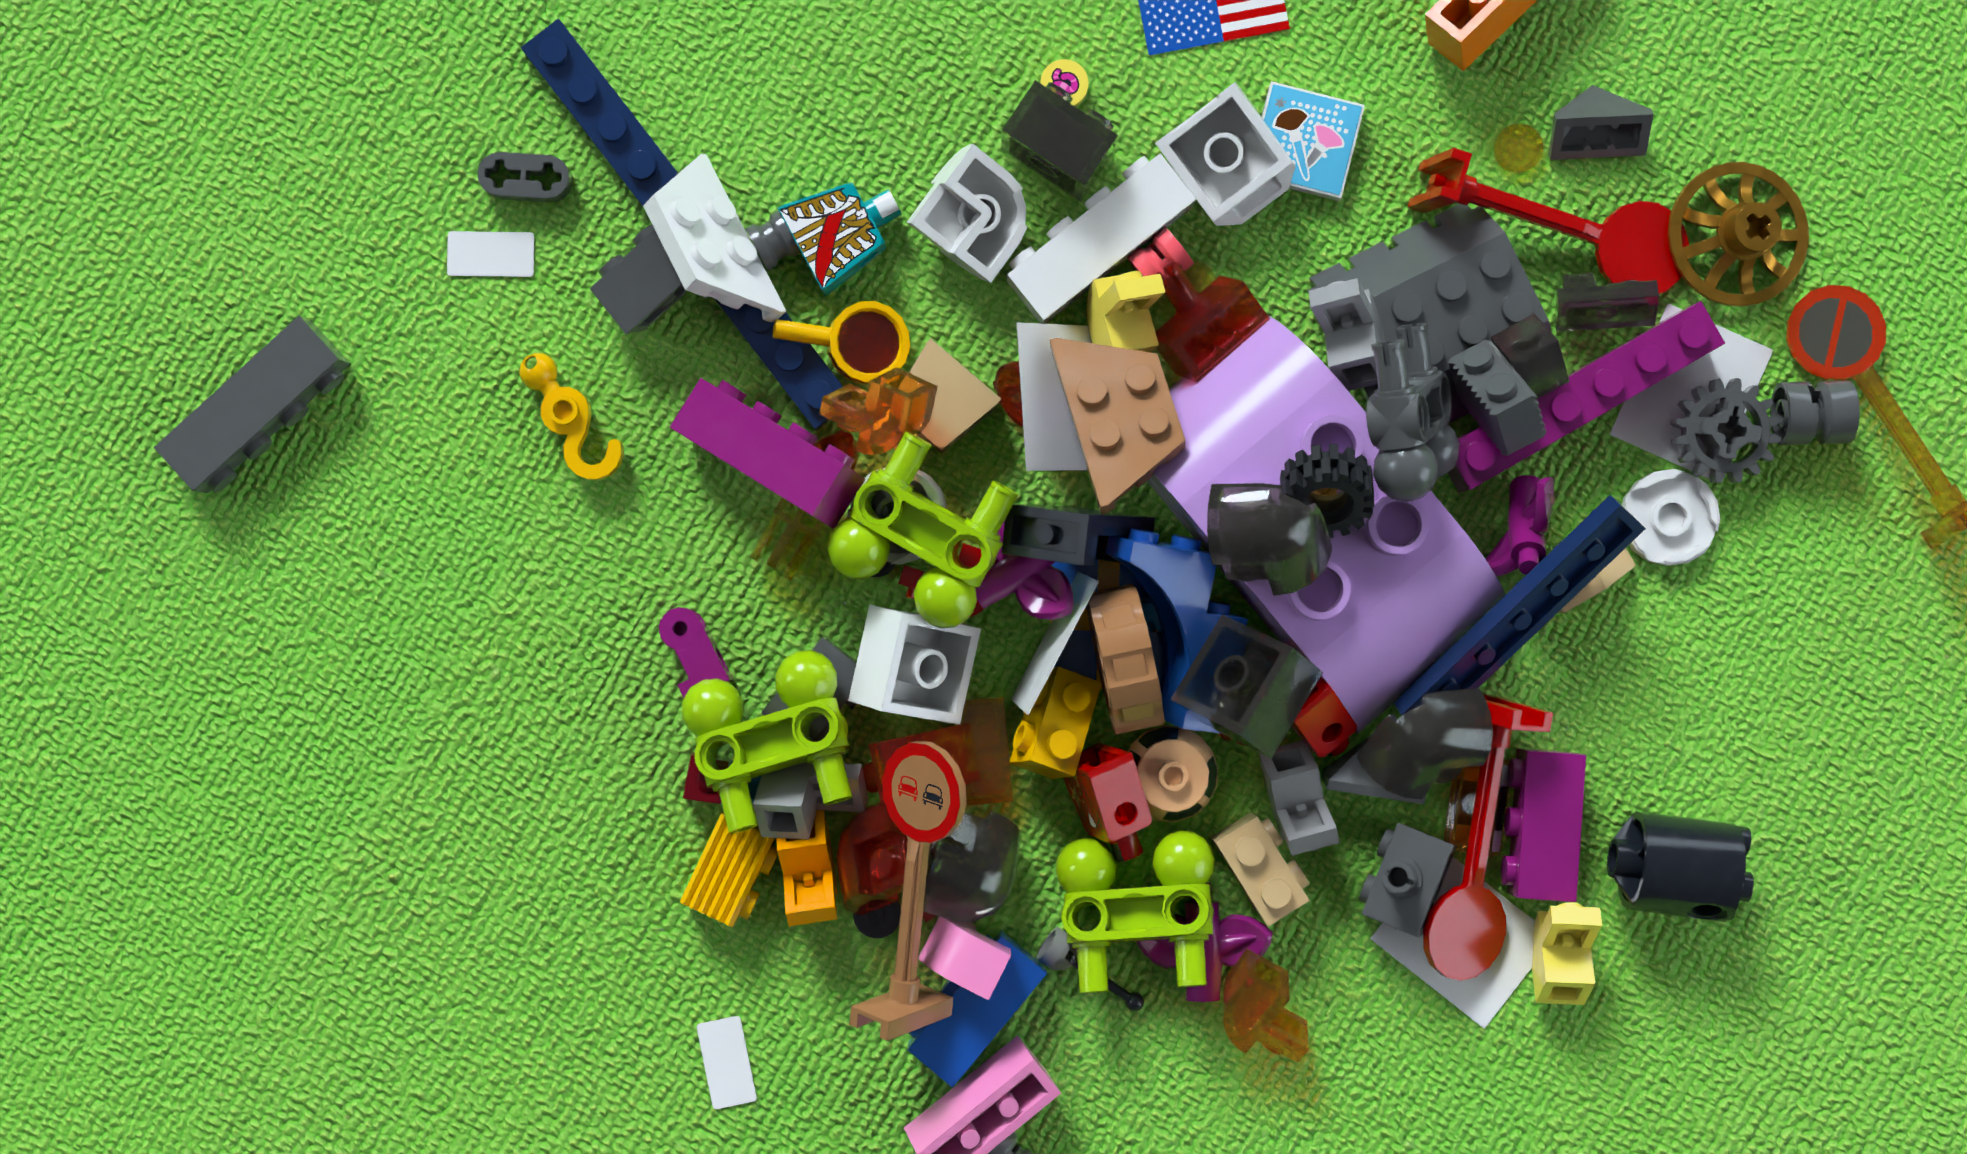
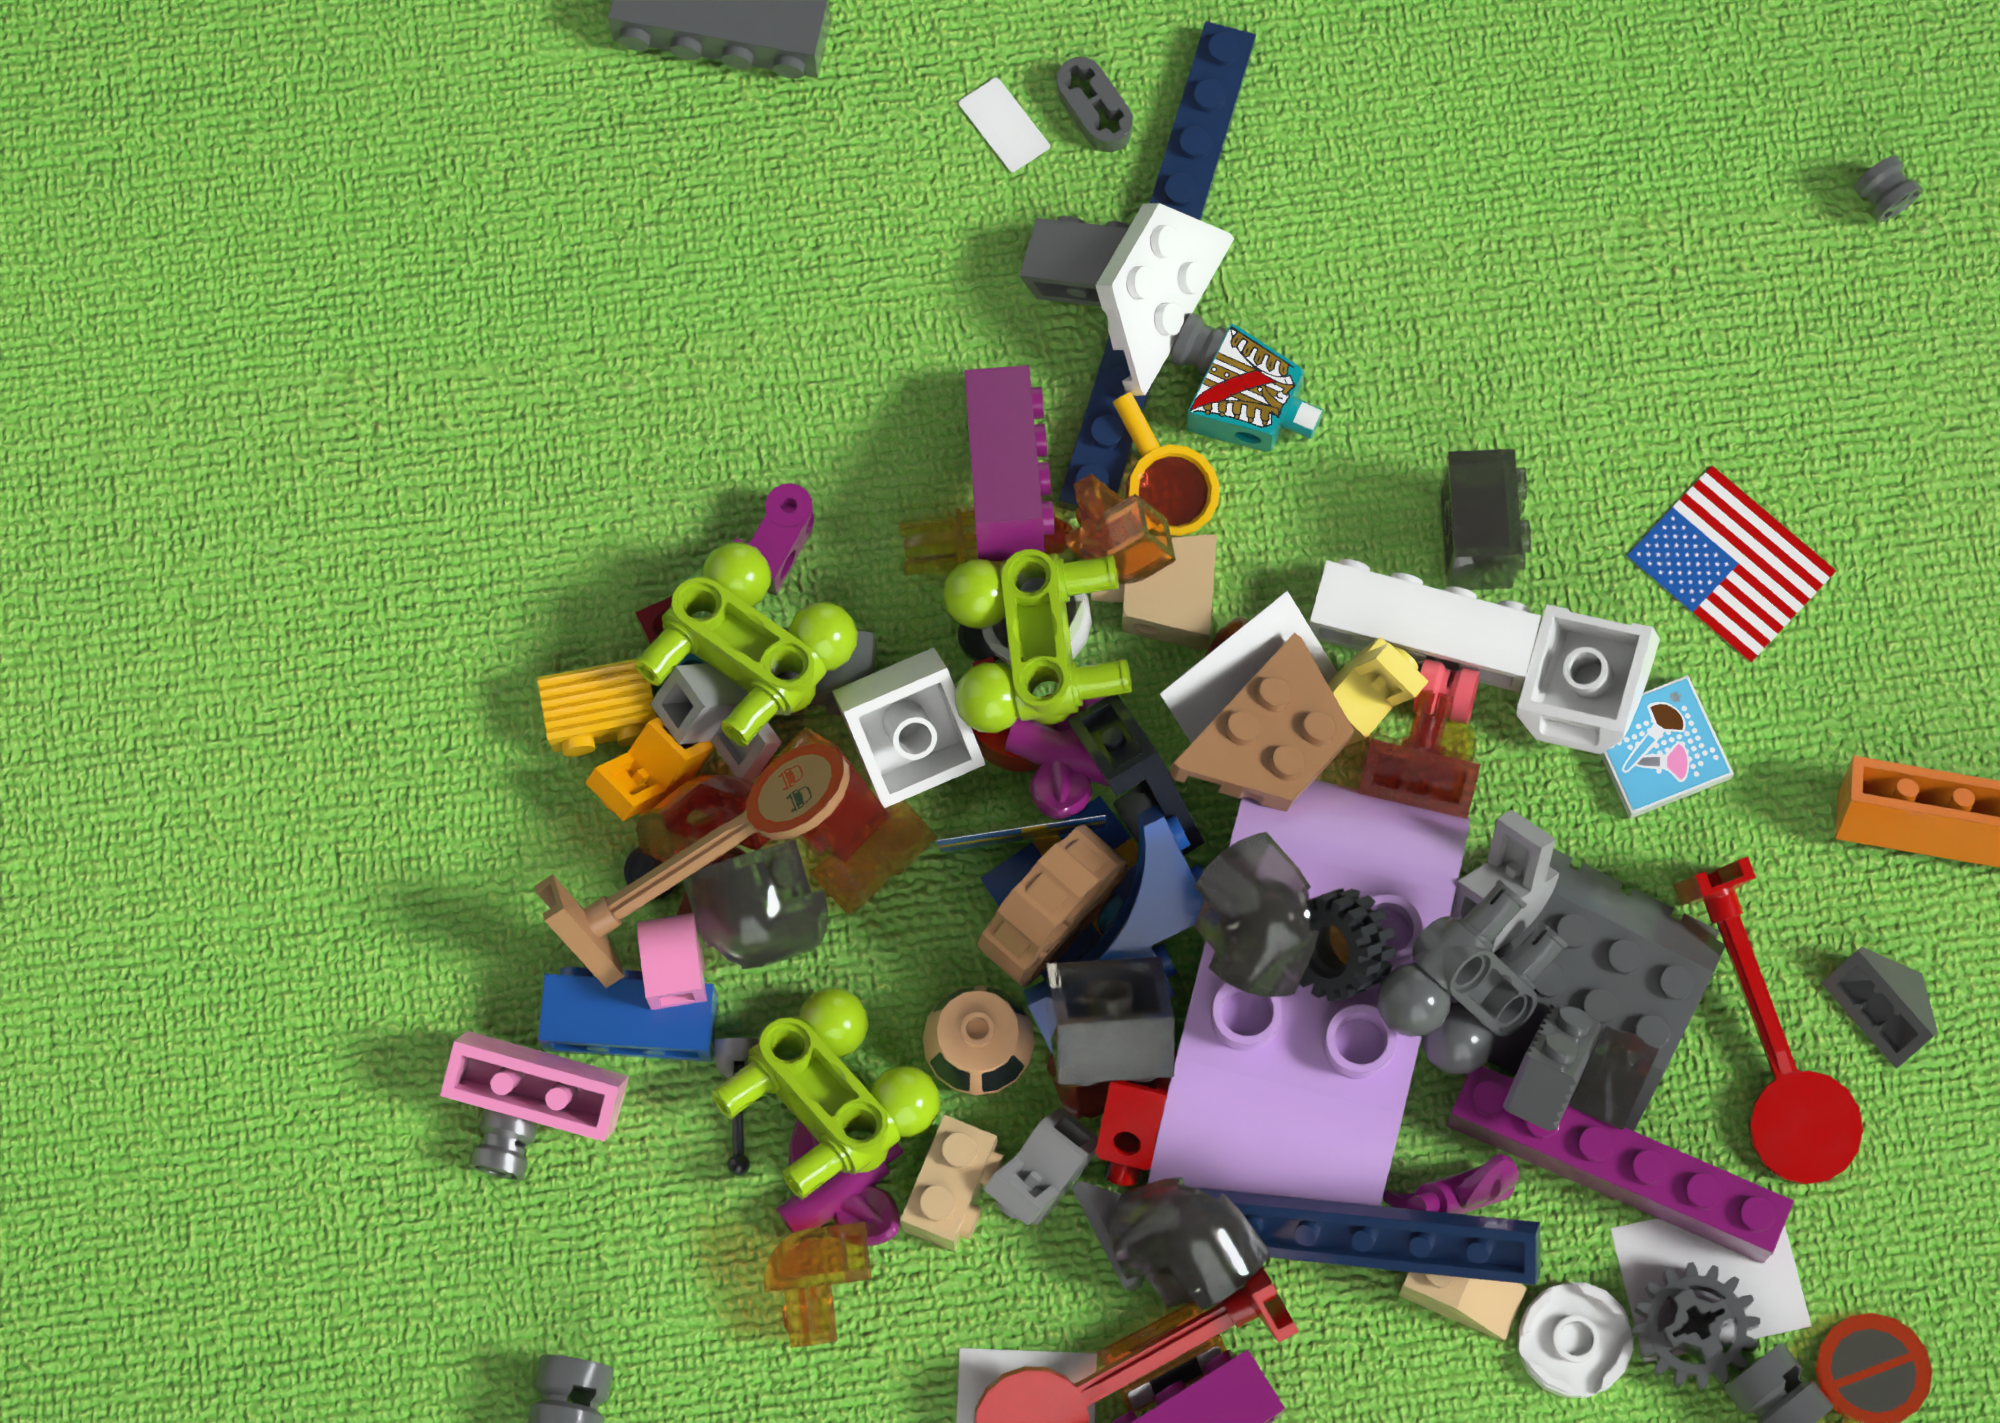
camera: 60 degrees right, 15 degrees down
(568, 414) = (910, 284): yellow piece -> none
(726, 1062) = (414, 835): white sticker -> none
(973, 213) = (1359, 495): white brick -> none
(1057, 725) = (946, 893): yellow brick -> none
(1068, 76) = (1544, 500): light yellow tile -> none
(1110, 798) = (919, 969): red torso -> none
(1407, 878) = (1043, 1326): dark grey brick -> none
(1518, 148) = (1808, 946): clear yellow piece -> none
(1616, 305) = (1713, 1113): clear smoke hinge -> none
(1742, 232) = (1894, 1208): pearl gold wheel -> none

